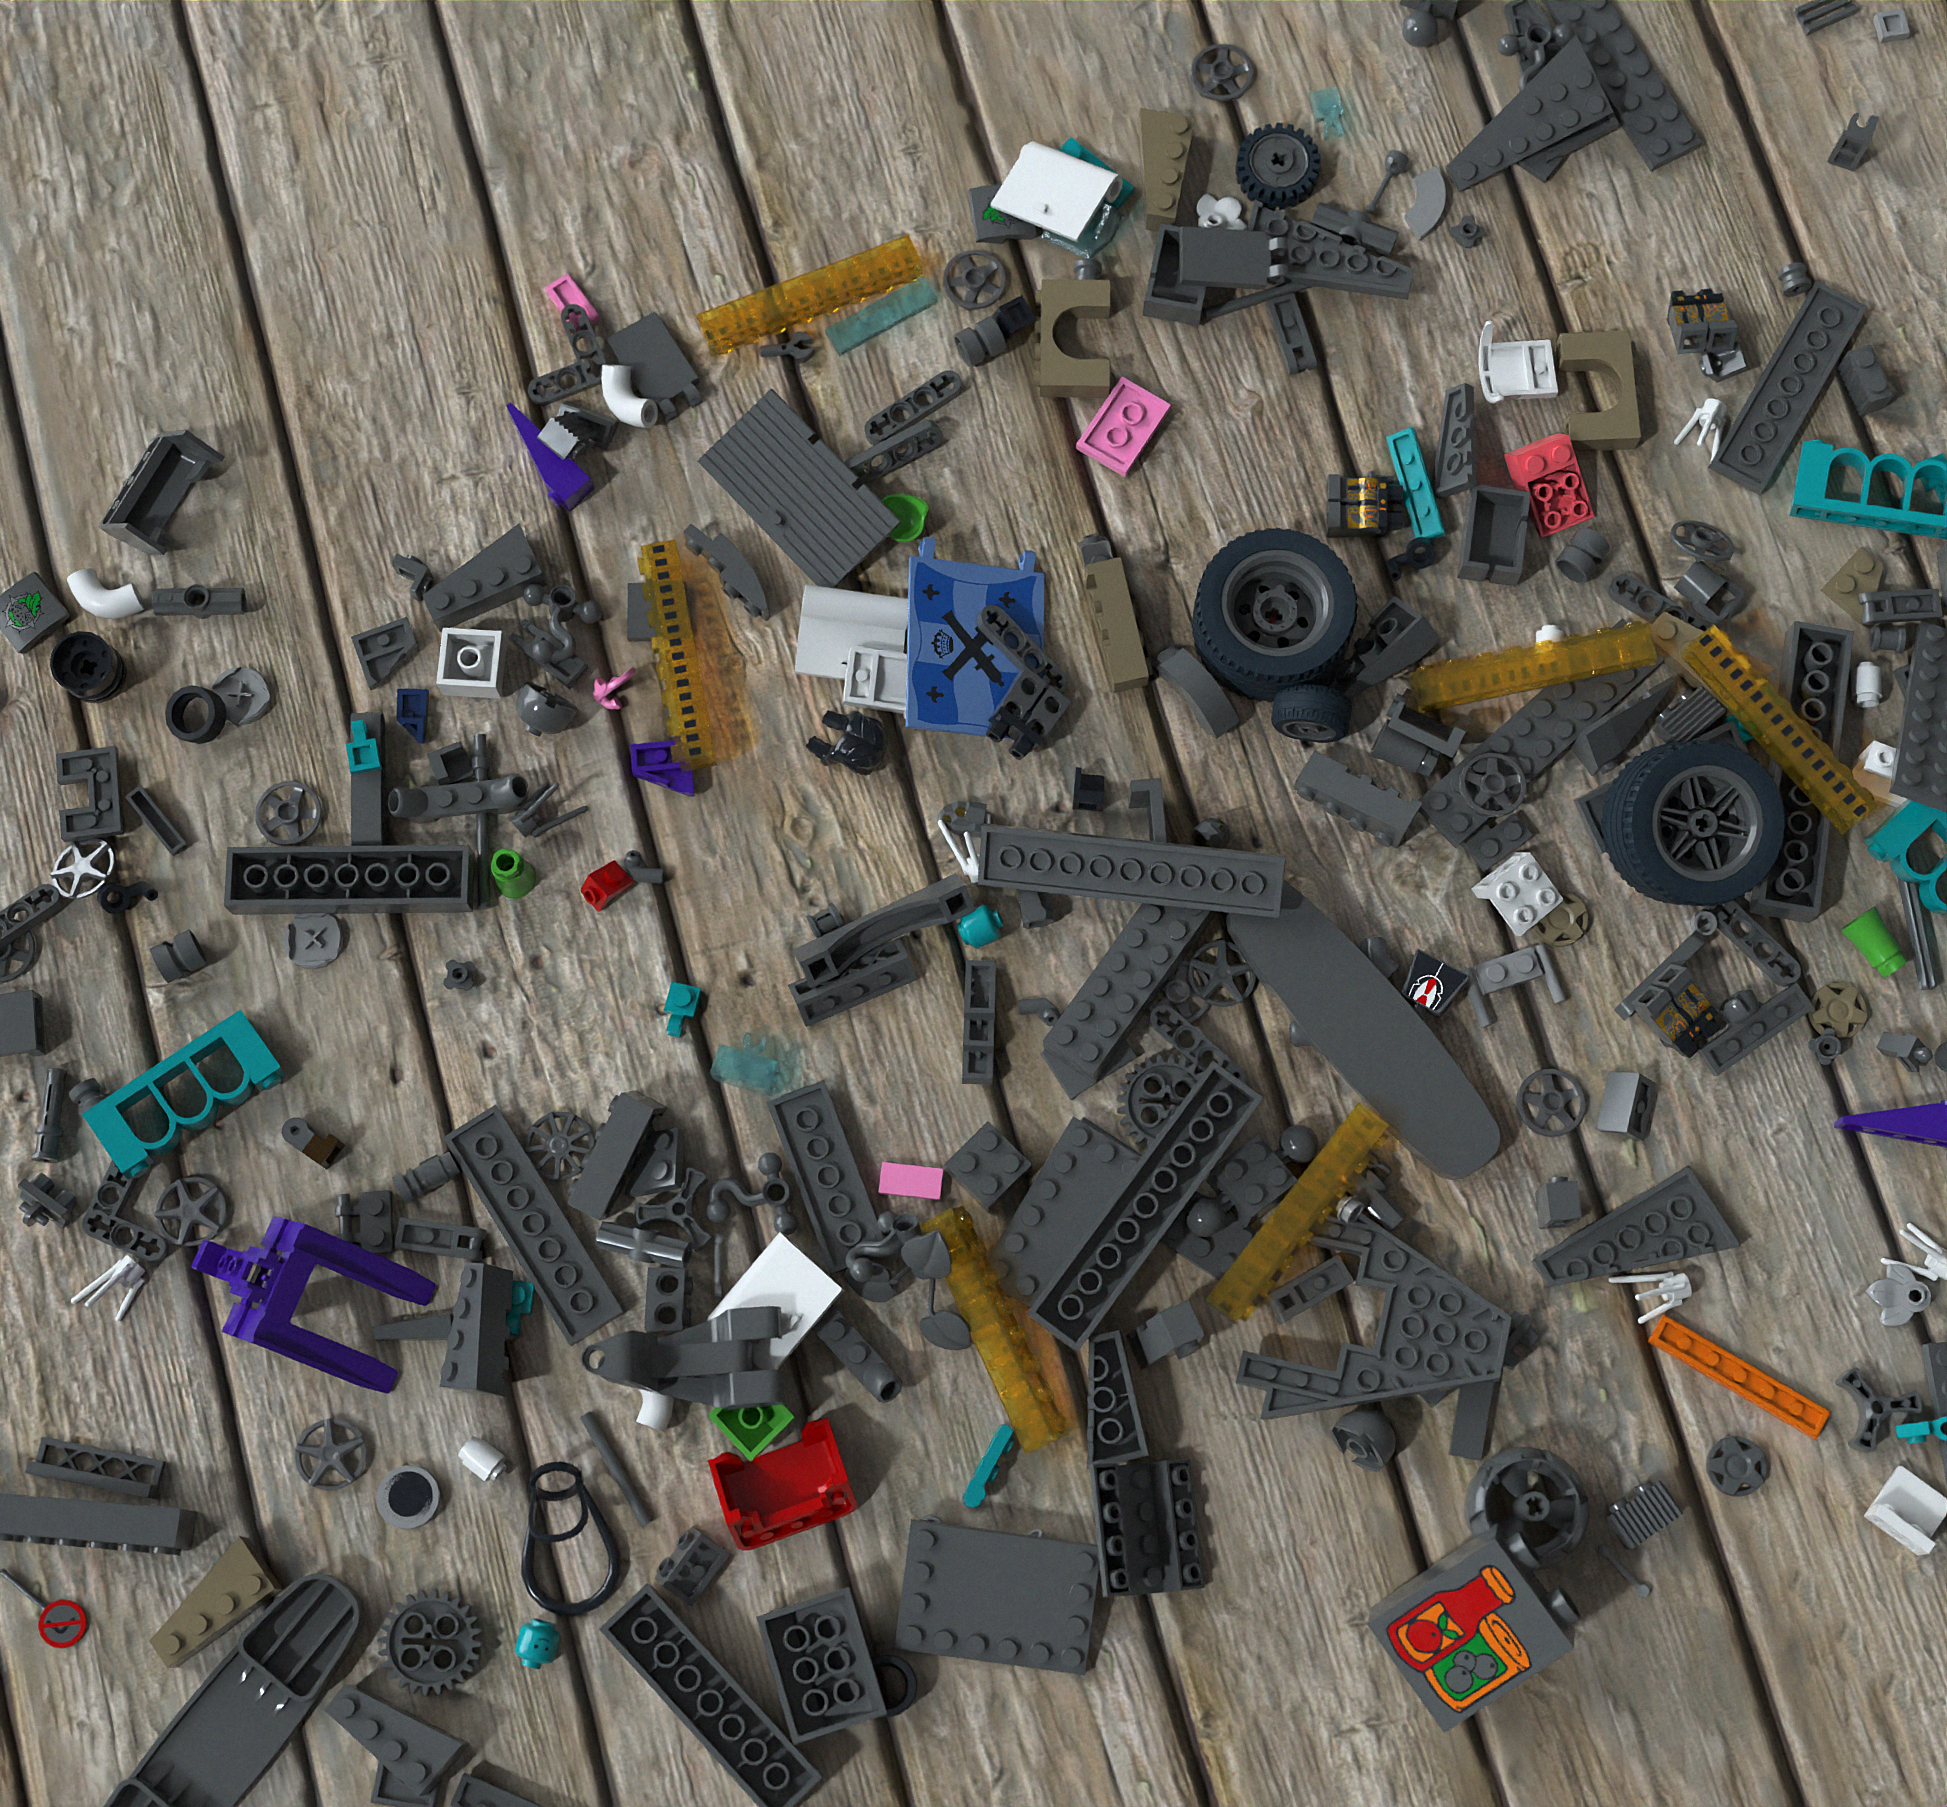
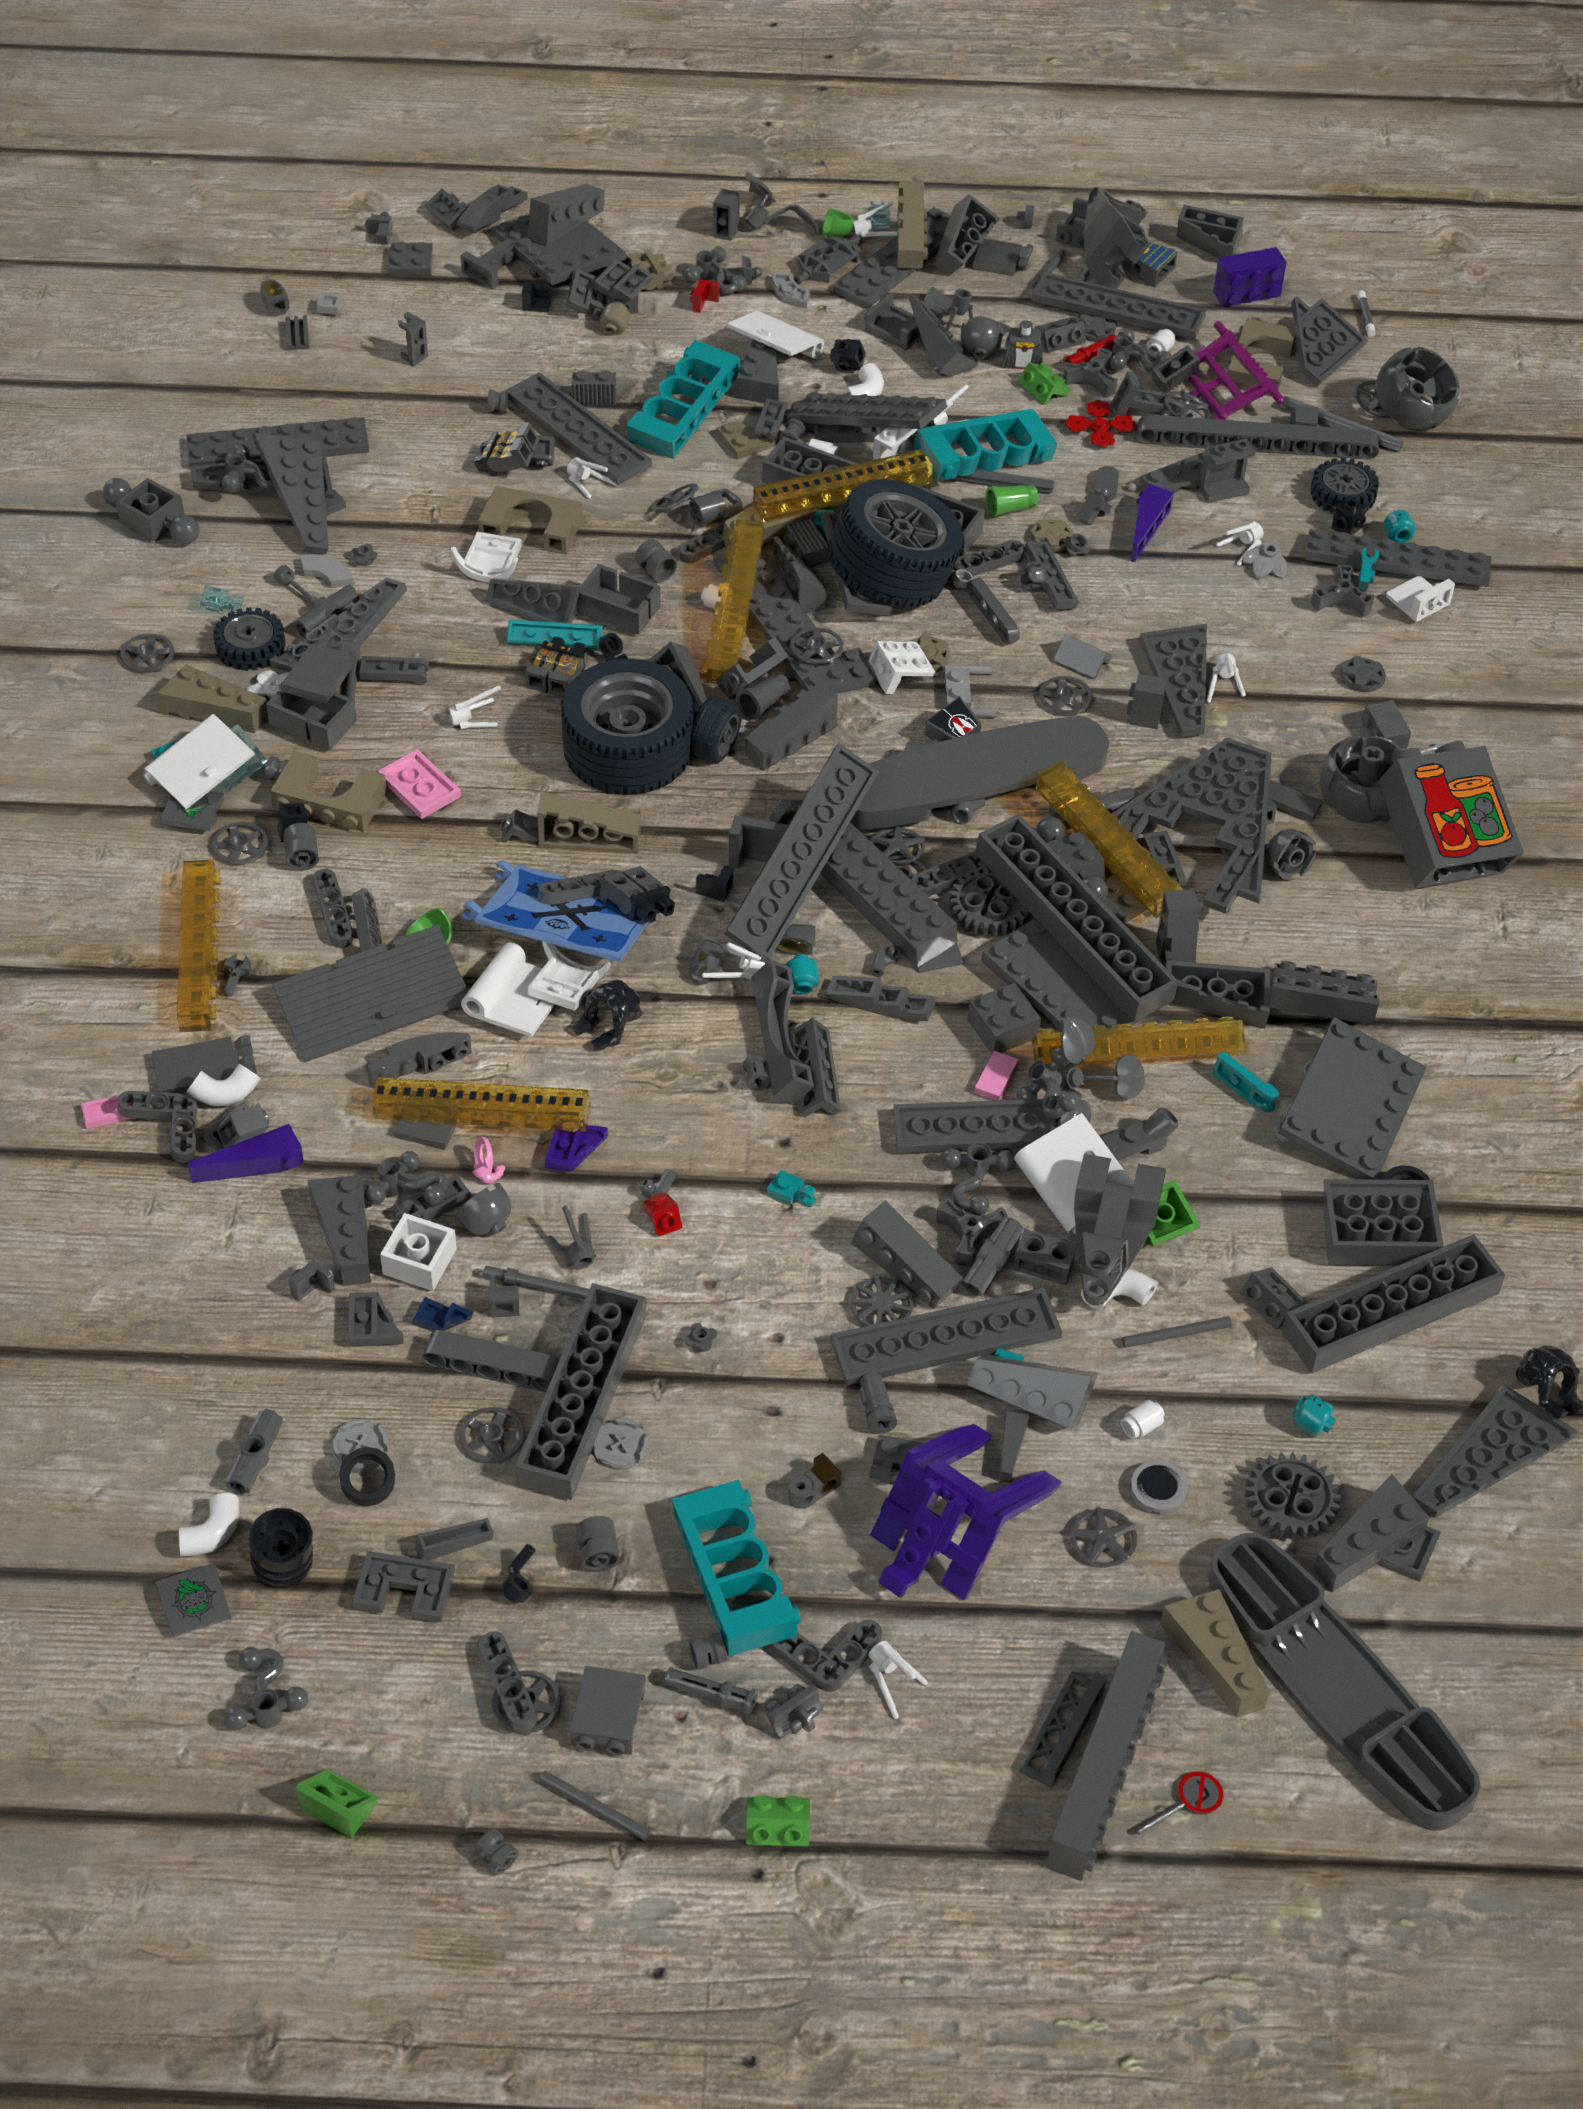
camera: 75 degrees left, 25 degrees down
(84, 867) = (476, 1606): flat silver wheel -> none
(156, 488) = (115, 1464): dark grey windscreen -> none
(190, 1211) = (843, 1597): flat silver wheel -> none
(363, 752) = (470, 1342): teal plate -> none
(439, 1239) = (935, 1407): dark grey plate -> none
(460, 799) = (541, 1290): dark grey plate -> none
(516, 881) = (625, 1267): bright green plant -> none
(532, 1533) = (1232, 1351): black animal -> none
(659, 1164) = (932, 1226): dark grey wing -> none
(717, 1239) = (1044, 1224): light grey hinge -> none
(746, 1067) = (863, 1153): clear light blue brick -> none
(784, 1488) = (1229, 1209): red windscreen -> none
(881, 316) = (239, 908): clear light blue tile -> none
(1197, 688) = (661, 787): dark grey arch -> none
(1248, 431) = (461, 712): none -> white plant
(1349, 1209) = (1114, 808): light grey plate -> none
(1555, 483) = (577, 557): coral slope -> none
(1677, 1010) = (1026, 603): hips -> none
(1739, 1376) = (1298, 656): orange tile -> none

